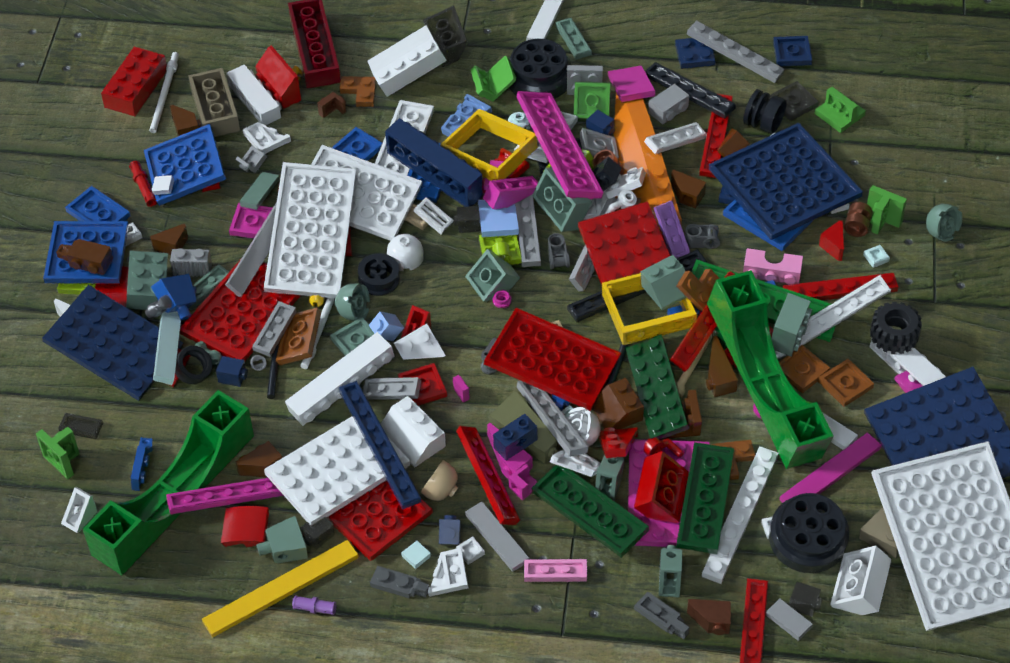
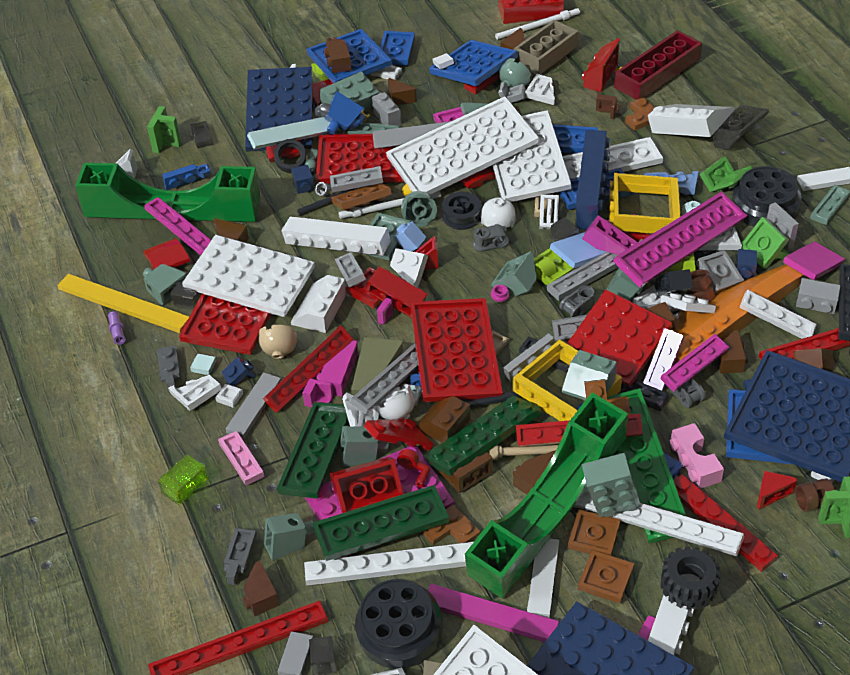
camera: 60 degrees right, 5 degrees down
(140, 177) = (451, 45): red pin -> none
(232, 144) = (514, 74): none -> sand green cylinder
(254, 95) = (576, 63): white brick -> none
(380, 445) = (280, 285): dark blue tile -> none
(430, 272) = (491, 237): none -> dark grey piece
(441, 369) = (387, 285): none -> red brick
(515, 437) = (345, 359): dark blue brick -> none
(551, 624) = (182, 479): none -> clear neon green brick
(599, 314) = (527, 357): none -> light grey plate
(622, 201) = (653, 306): white plate -> none
(690, 213) = (694, 362): none -> dark pink tile
(876, 256) = (788, 533): light aqua tile -> none

